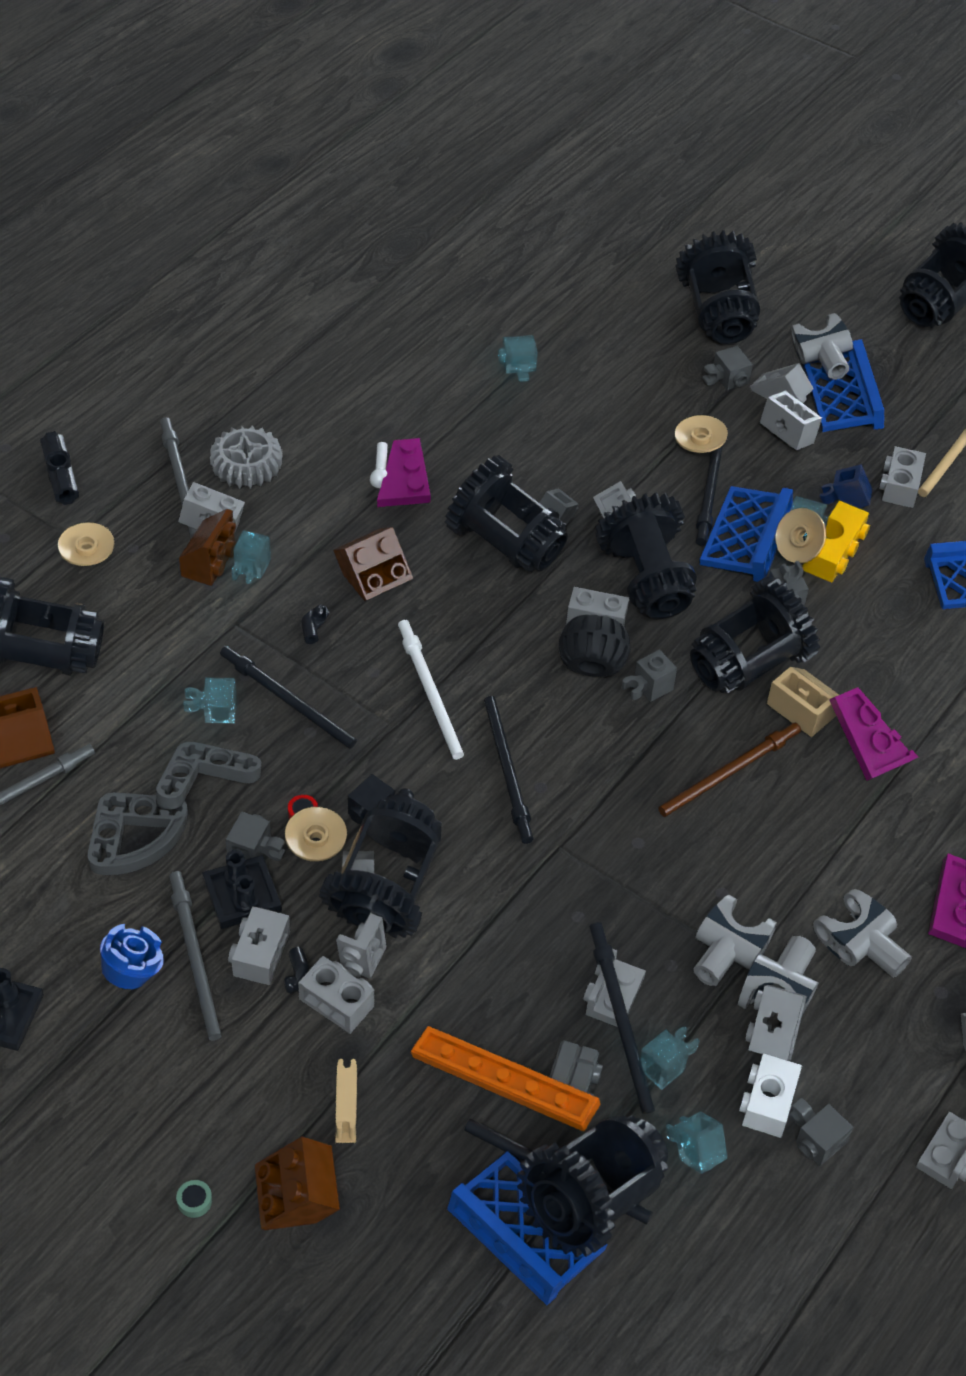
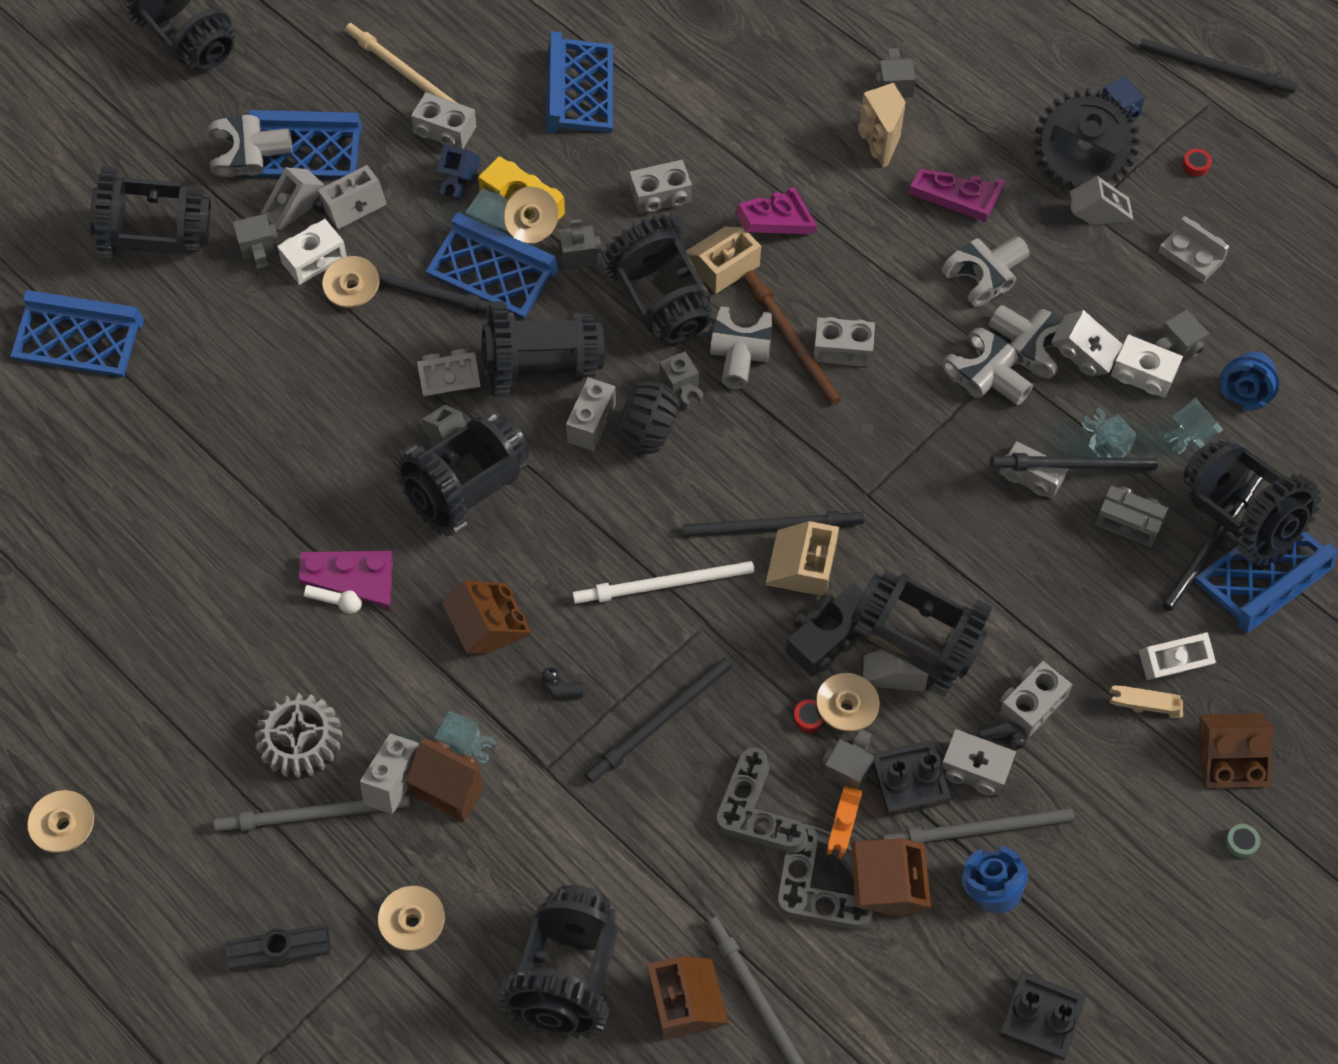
camera: 80 degrees left, 10 degrees up
(129, 866) = (890, 876): none -> reddish brown slope
(160, 333) = (54, 810): none -> tan dish
(188, 837) = (844, 820): none -> orange piece
(217, 700) = (665, 786): clear light blue brick -> none
(364, 952) = (998, 662): light grey bracket -> none
(397, 1121) = (1177, 656): none -> white brick
(466, 792) = (803, 558): none -> tan slope
(506, 1078) = (1134, 564): orange tile -> none
(519, 356) = (189, 434): clear light blue brick -> none
(622, 278) = (86, 312): none -> blue fence
(707, 724) = (740, 346): none -> light grey connector
(728, 405) = (311, 251): none -> white brick
(731, 802) = (843, 347): none -> light grey brick
(775, 1198) = (1250, 380): none -> blue cone
(880, 645) = (660, 186): none -> light grey brick

